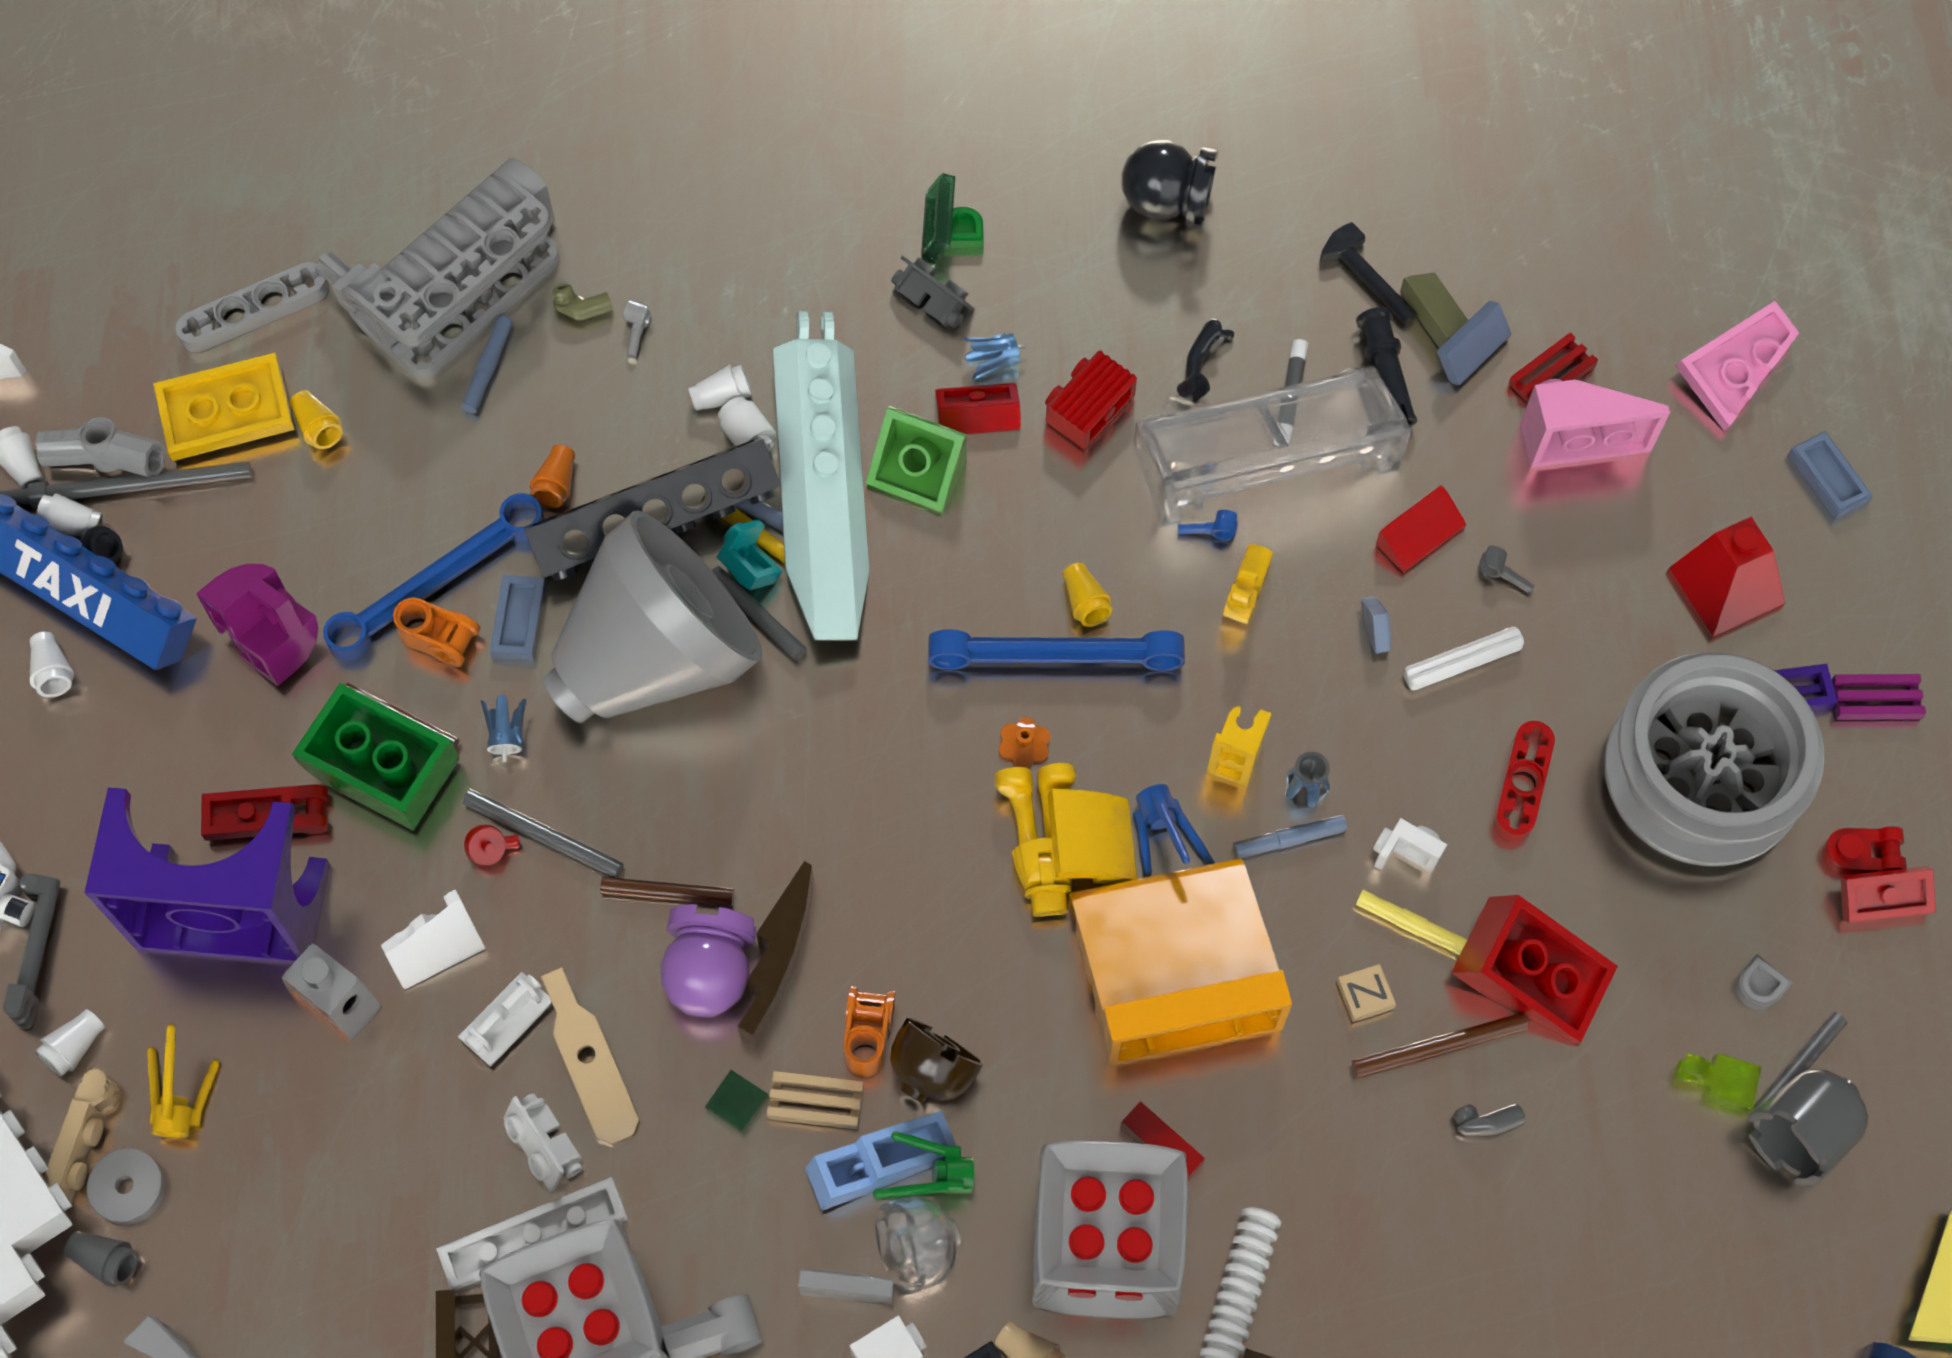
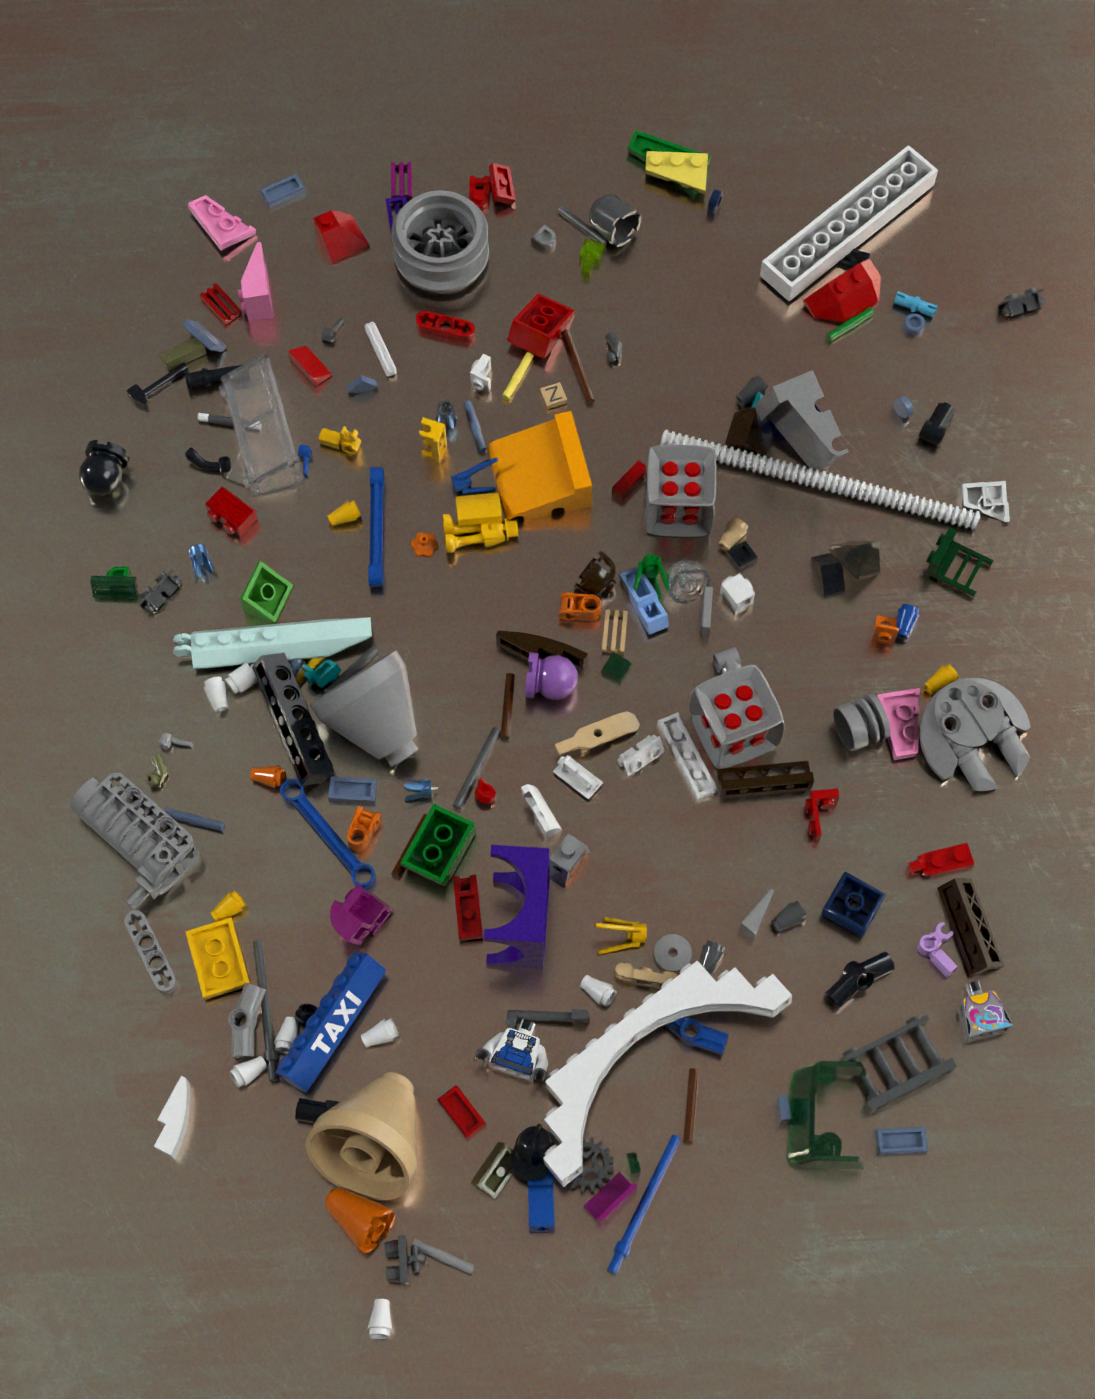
camera: 90 degrees left, 0 degrees up
(979, 408) = (231, 568): red slope -> none

